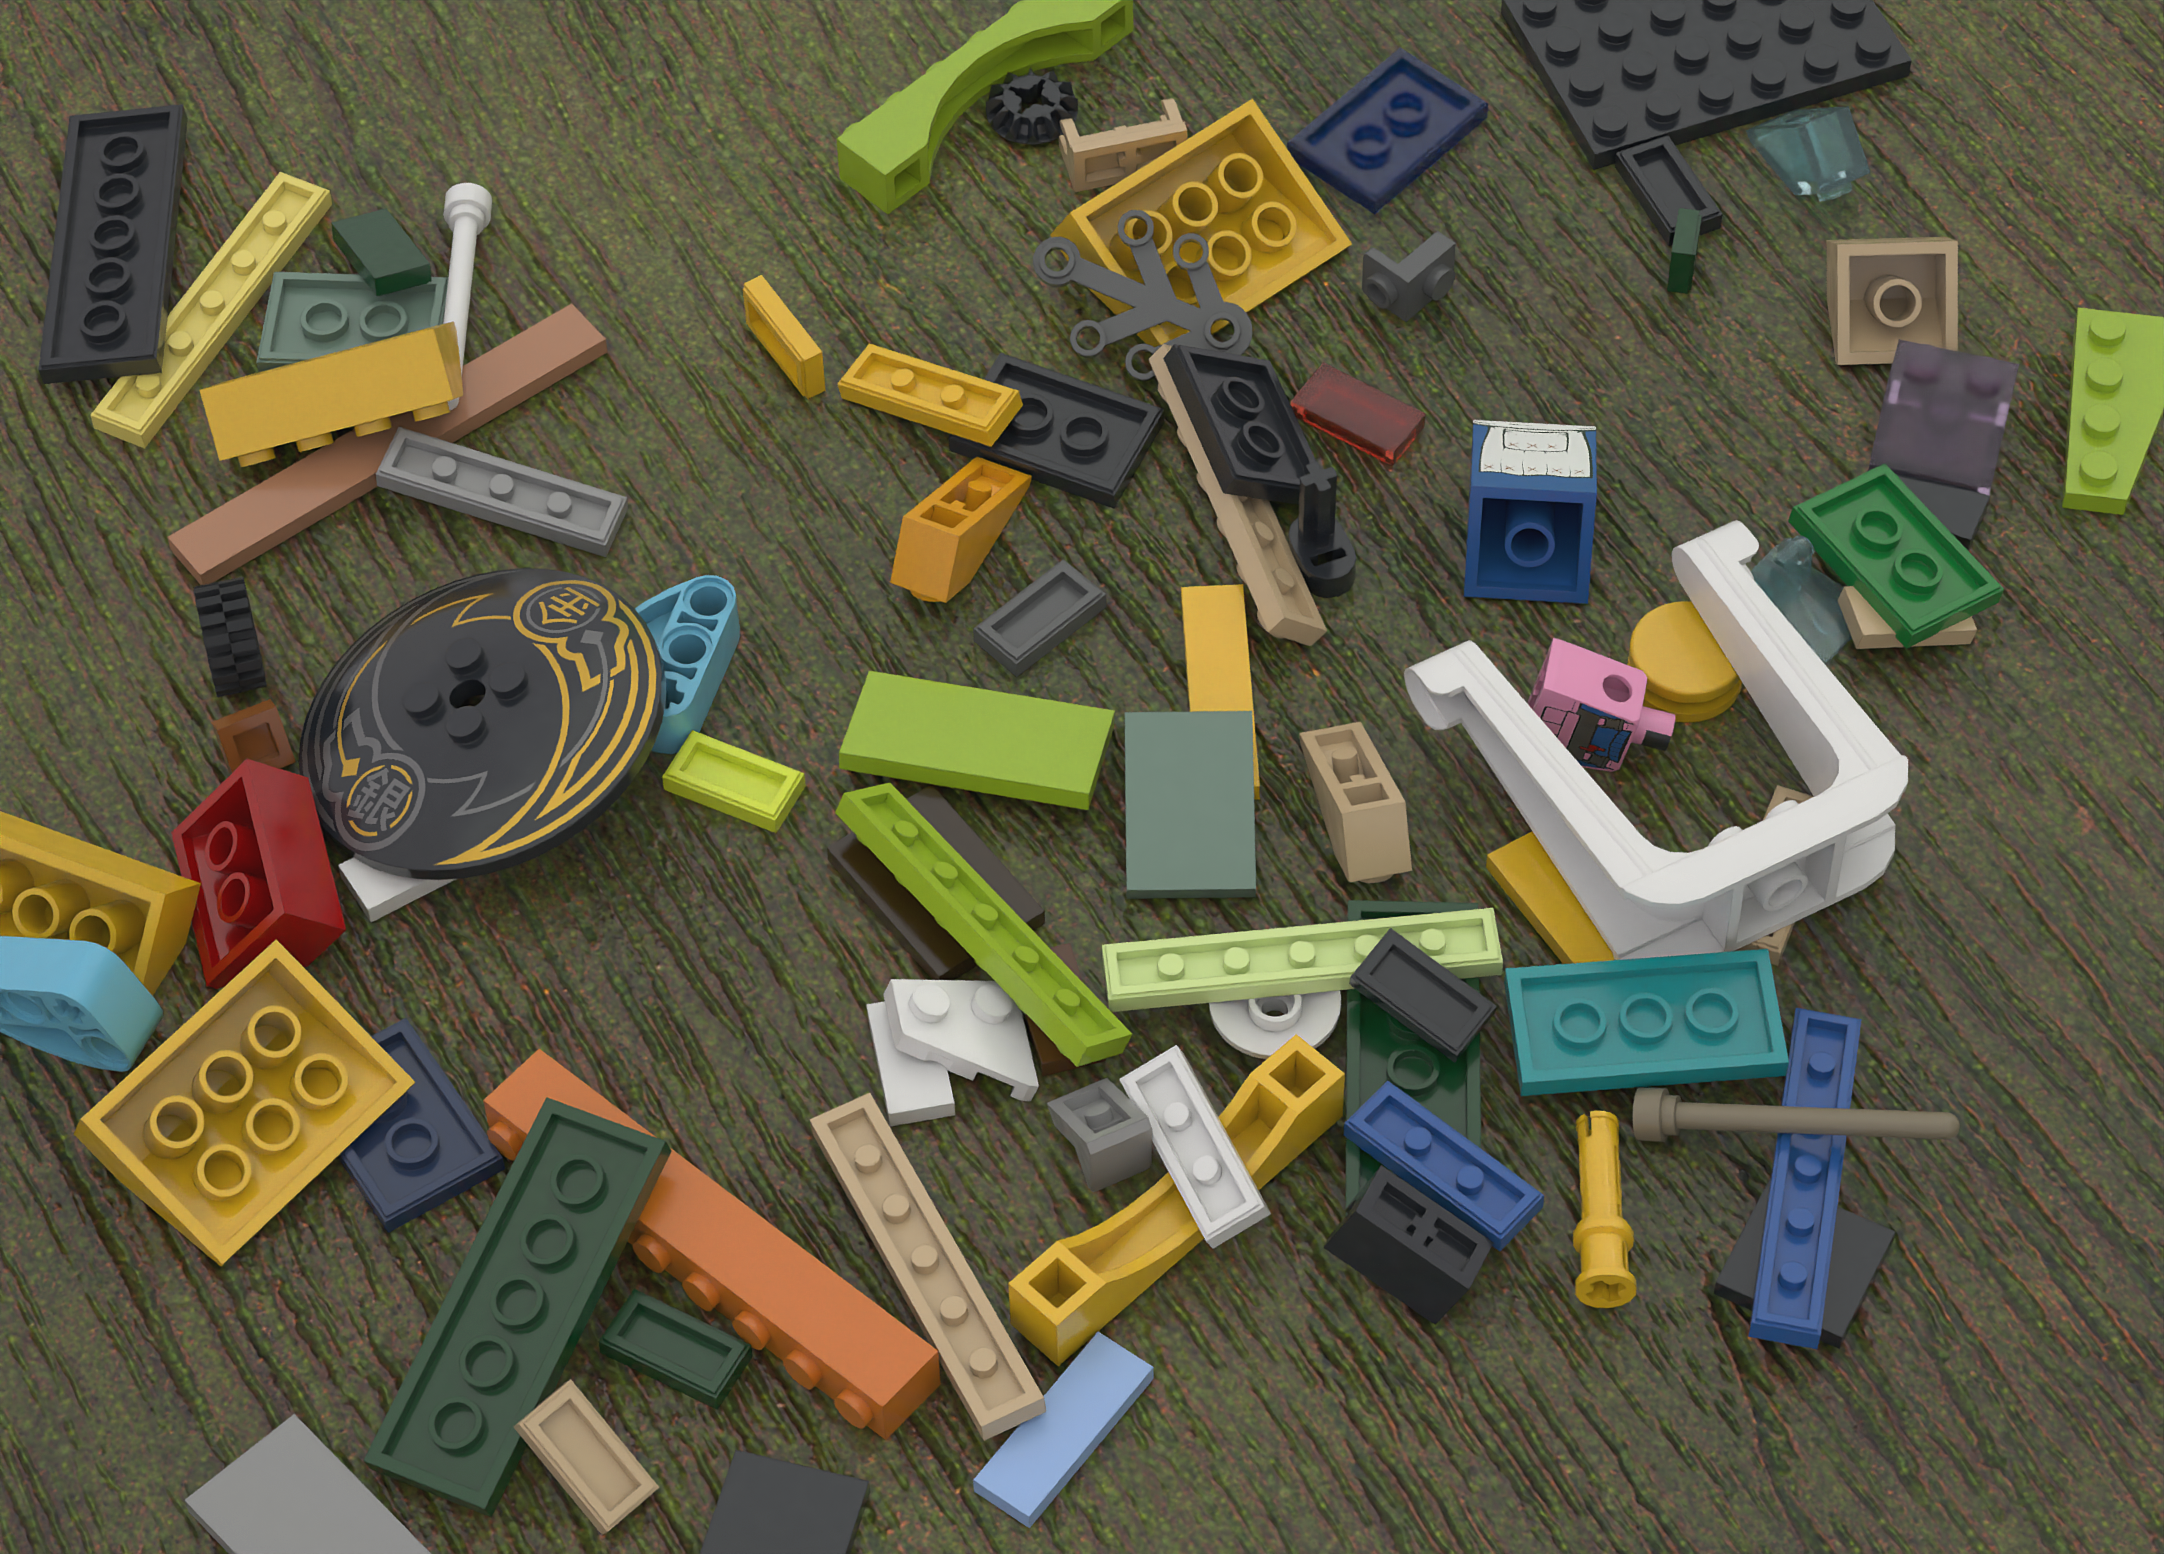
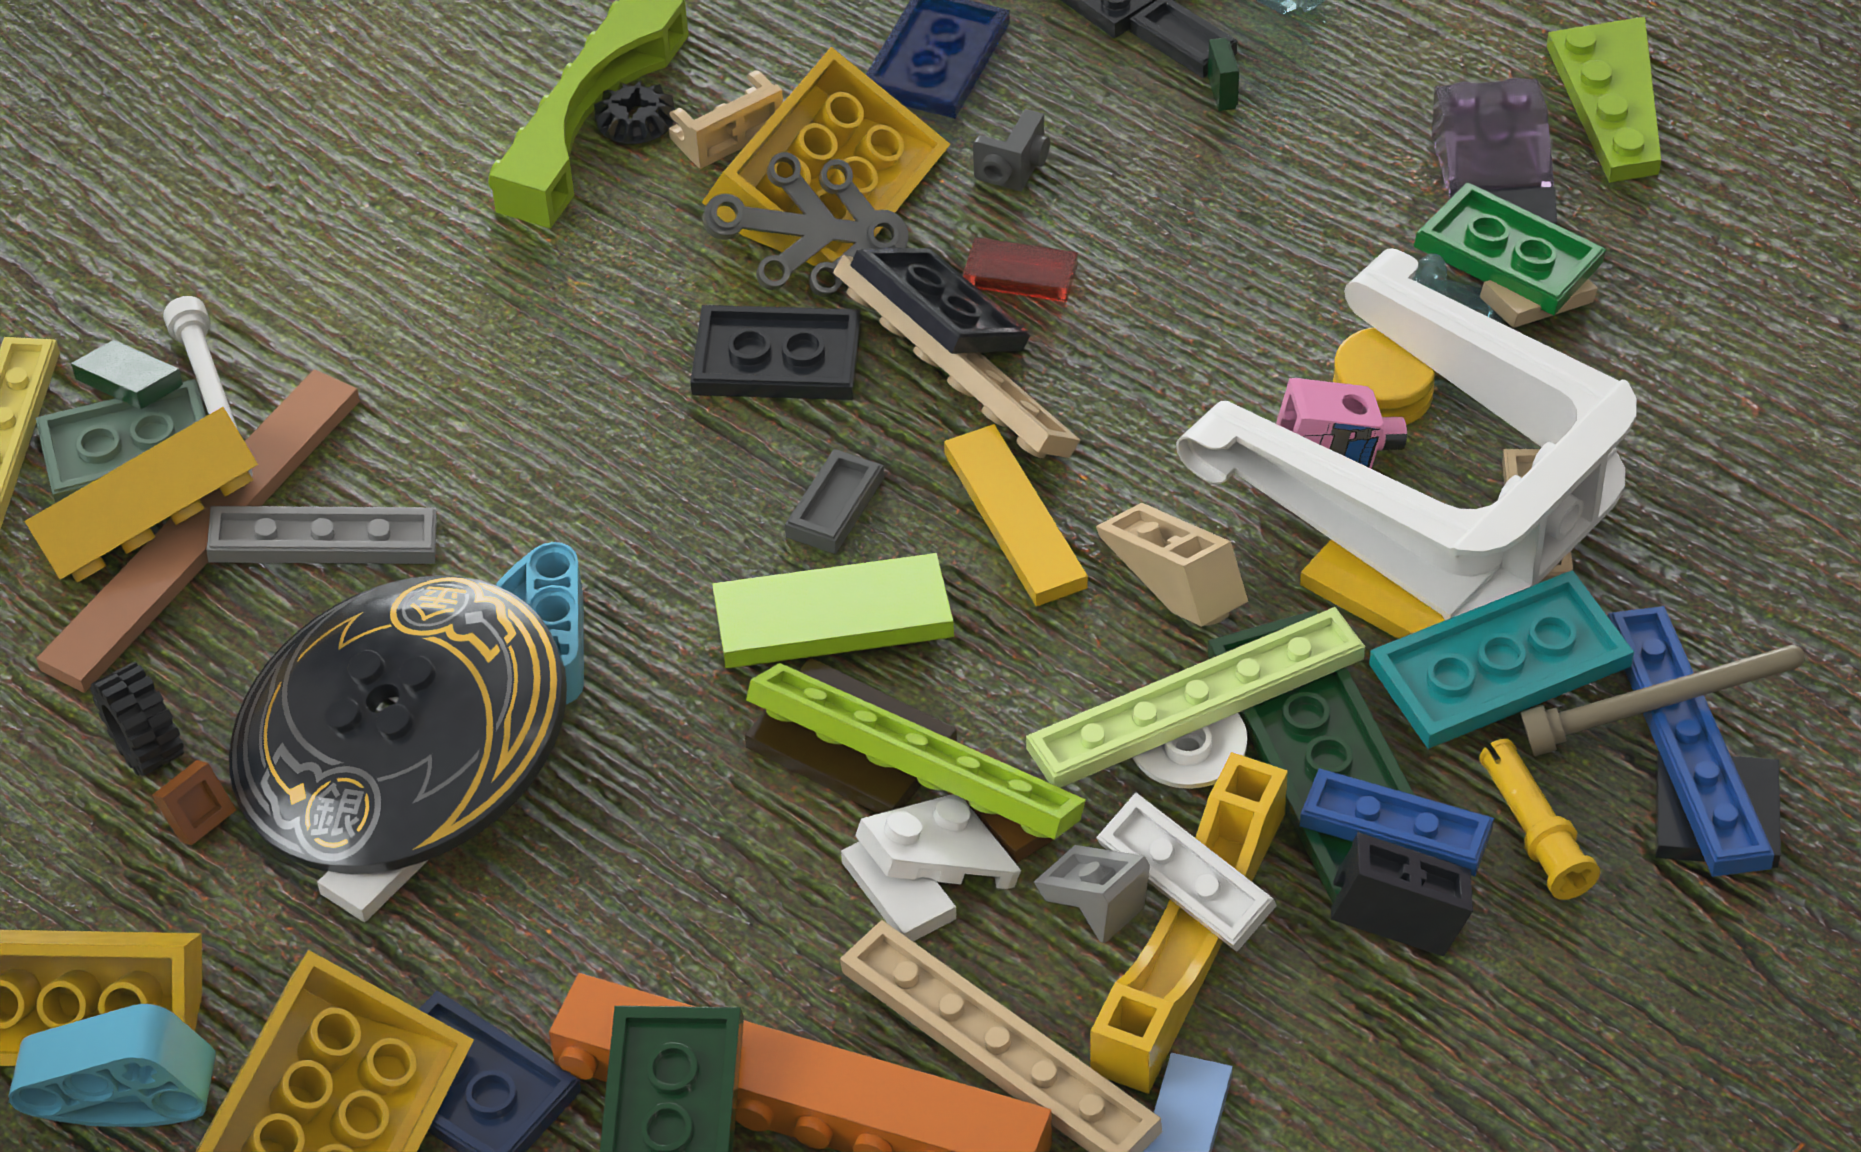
camera: 20 degrees left, 5 degrees down
(259, 872) = (251, 907): red slope -> none
(734, 781) = (635, 708): neon yellow tile -> none
(784, 337) = (513, 343): yellow tile -> none
(930, 394) = (659, 353): yellow tile -> none
(955, 529) = (734, 452): light orange slope -> none
(1189, 805) = (1038, 606): sand green tile -> none
(1319, 533) = (1040, 369): black piece -> none
(1422, 995) = (1314, 691): black tile -> none
(1531, 511) = (1204, 299): blue slope -> none
(1889, 294) = (1400, 62): tan slope -> none

